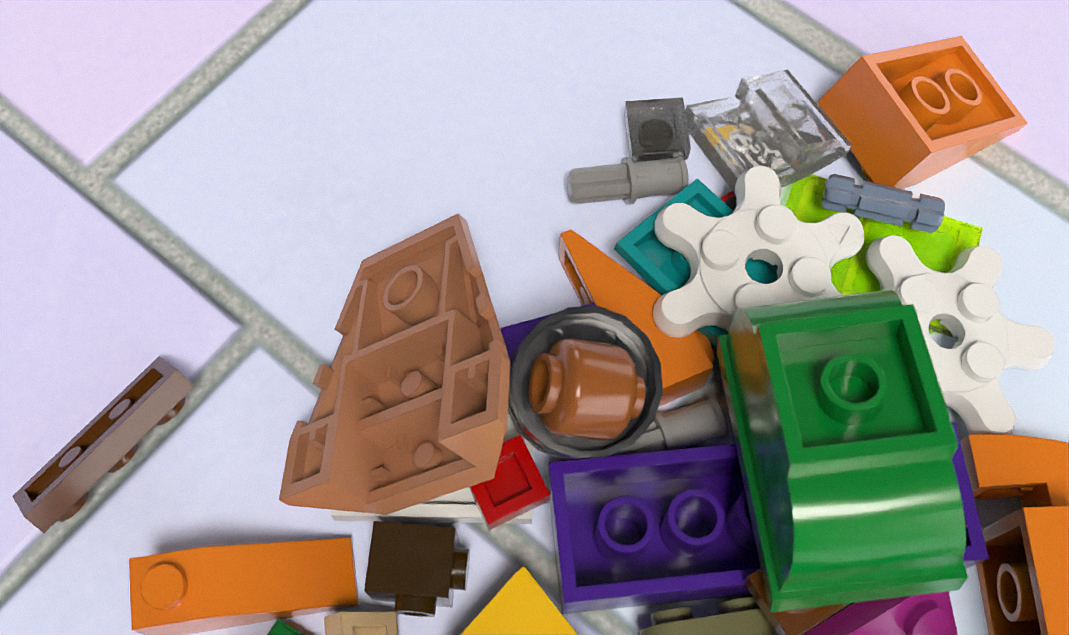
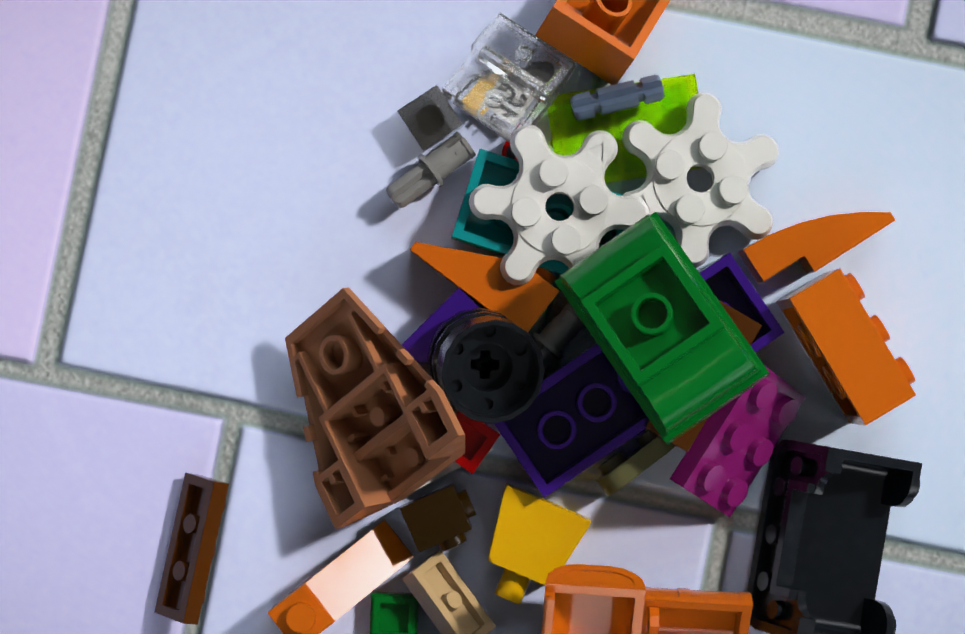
camera: 30 degrees left, 20 degrees up
(586, 389) = (496, 381): dark orange head -> none

